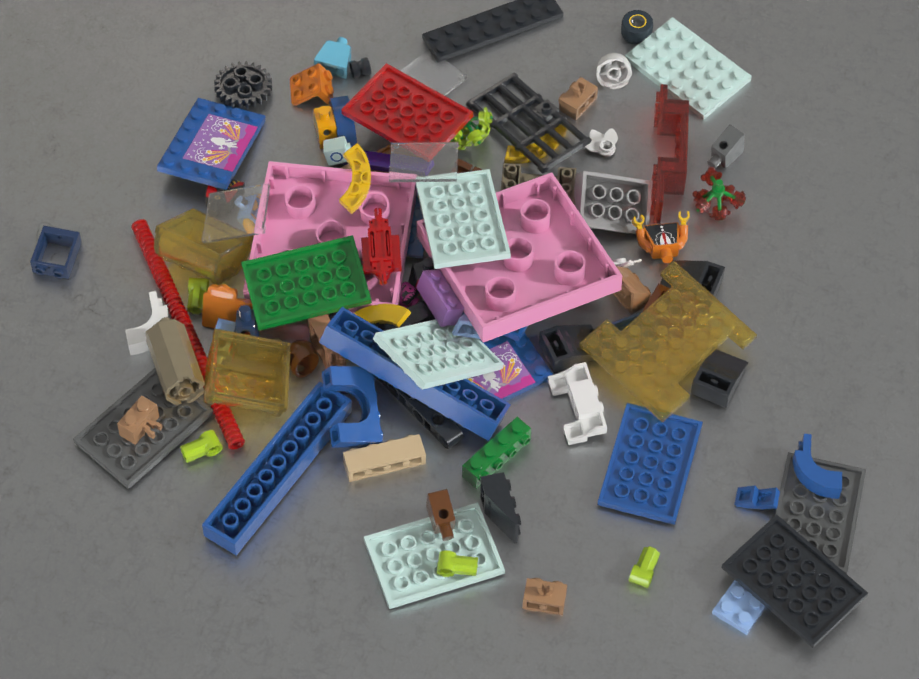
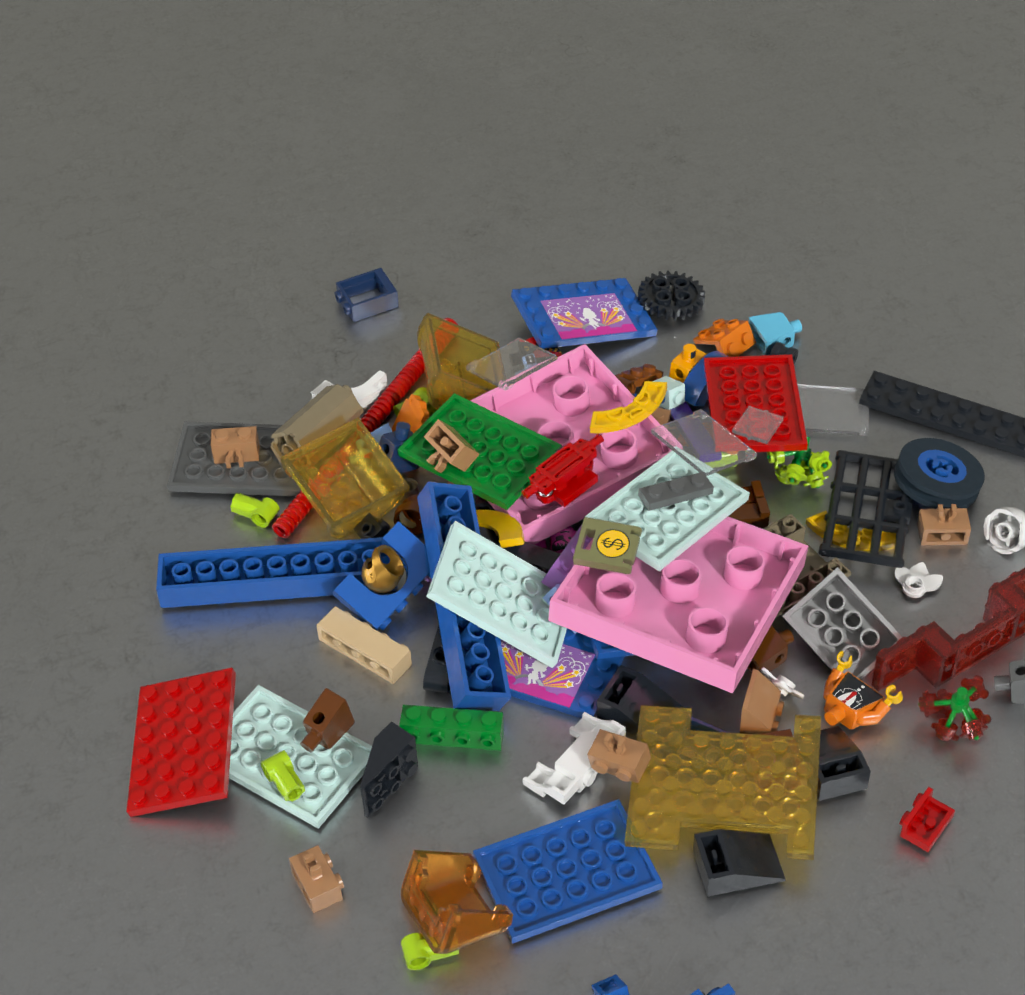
camera: 55 degrees right, 10 degrees down
(299, 294) = (450, 447): none -> medium nougat brick
(303, 153) = (637, 376): none -> dark orange plate
(304, 390) = (372, 527): none -> black brick
(354, 406) = (381, 576): none -> pearl gold helmet
(372, 606) = (182, 742): none -> red plate
(432, 124) = (757, 424): none -> clear piece
(457, 204) = (675, 491): none -> dark grey plate
(475, 266) = (610, 547): none -> olive container
(556, 69) = (939, 473): none -> black wheel
(611, 378) = (619, 756): none -> medium nougat brick
(631, 539) = (446, 904): none -> clear orange windscreen
(770, 268) = (925, 820): none -> red bracket

